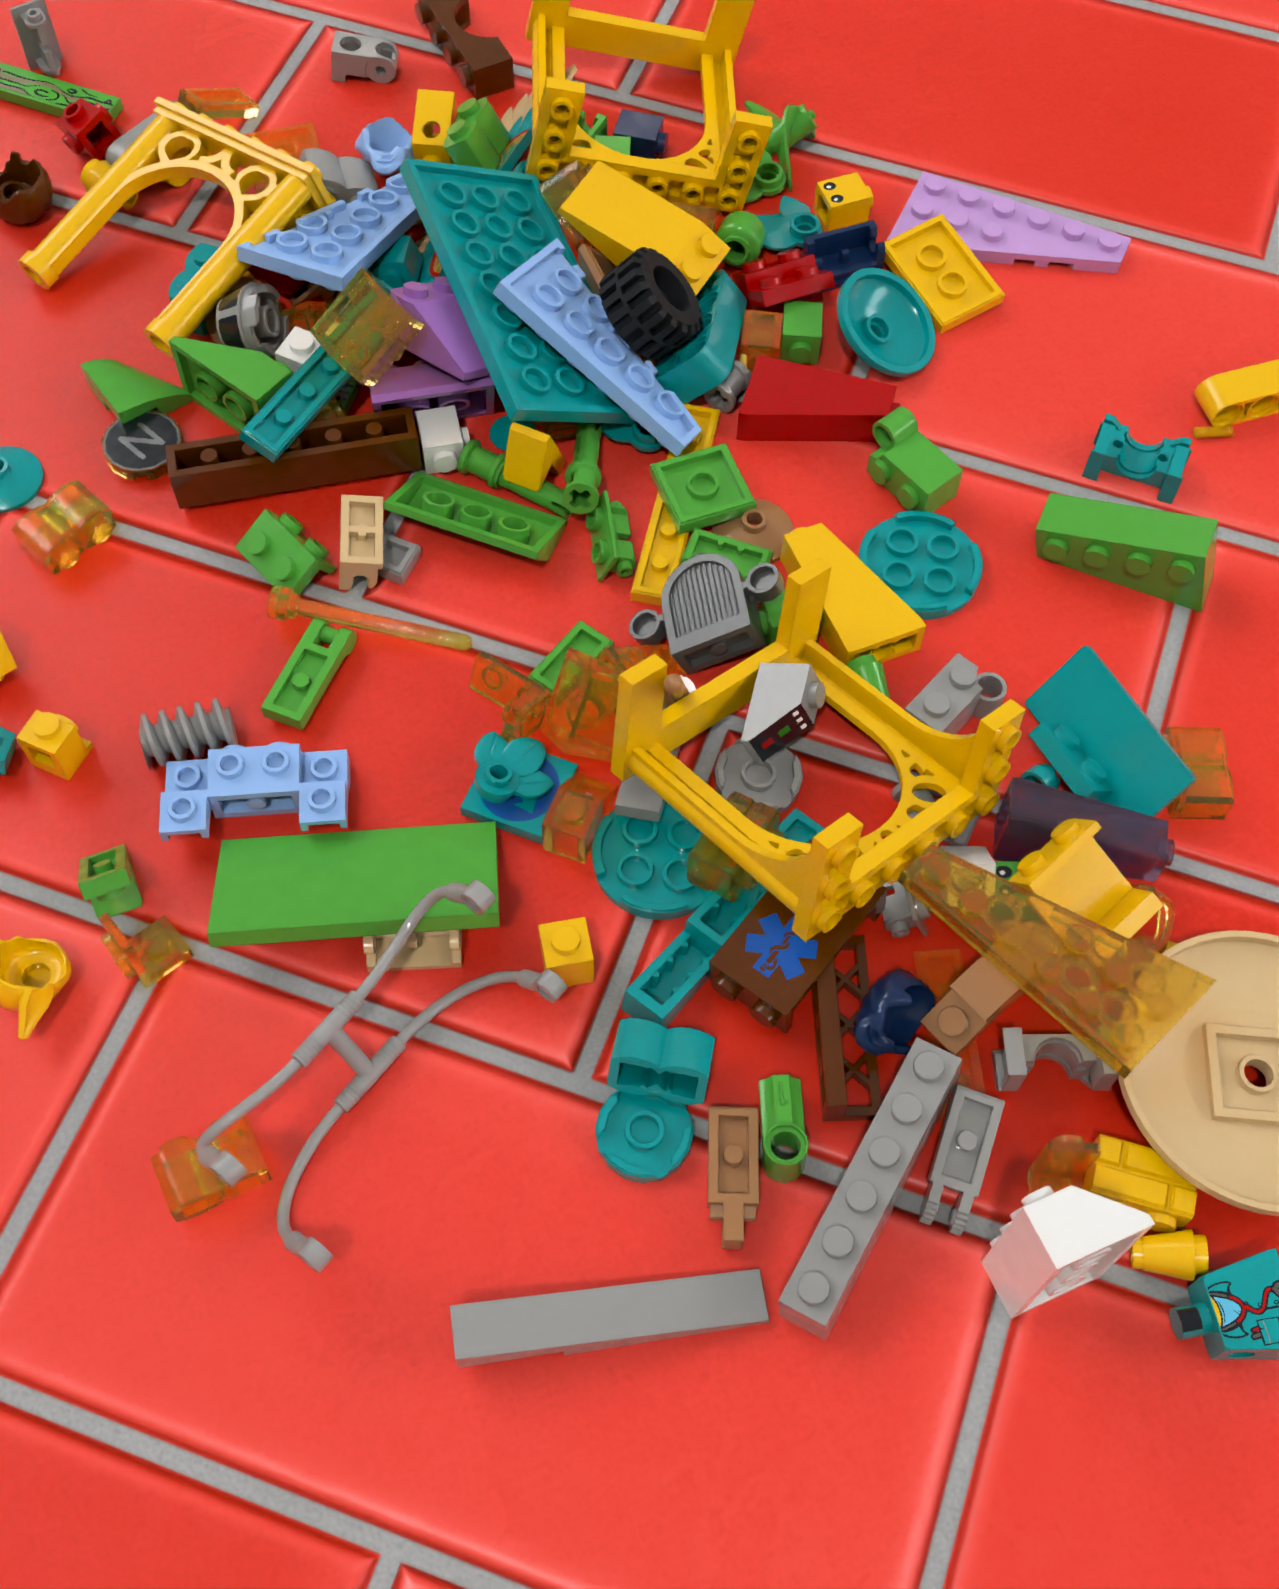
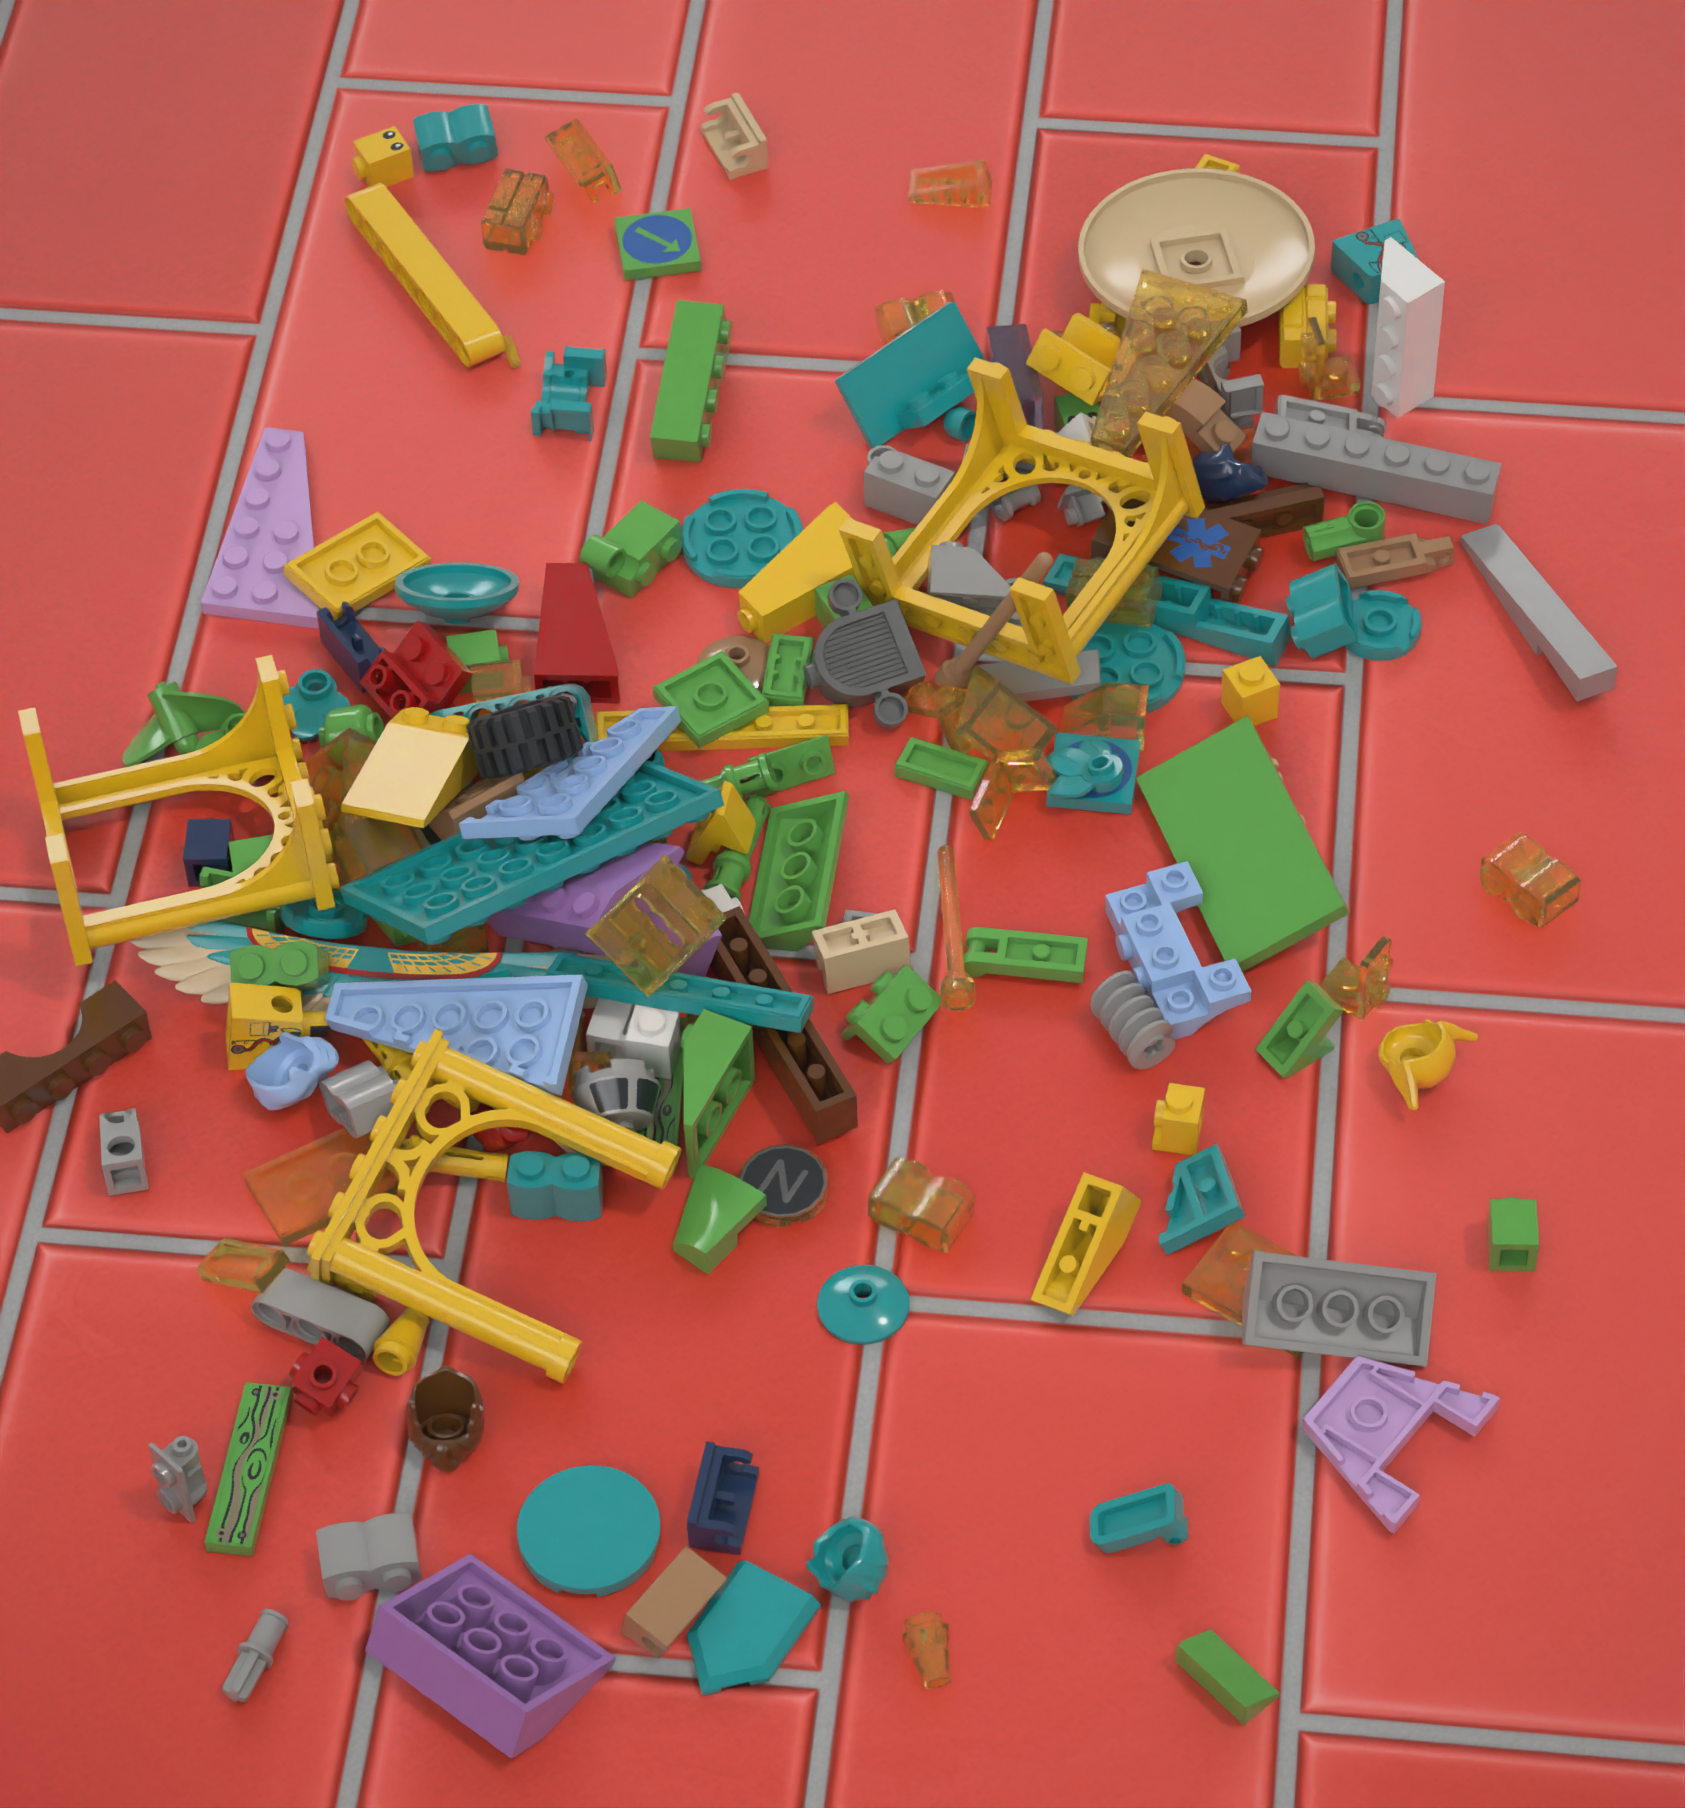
camera: 100 degrees left, 10 degrees down
(368, 1071) = (1563, 781): light grey bar -> none
(842, 202) = (275, 642): yellow brick -> none
(1172, 1254) = (1352, 305): yellow cone -> none

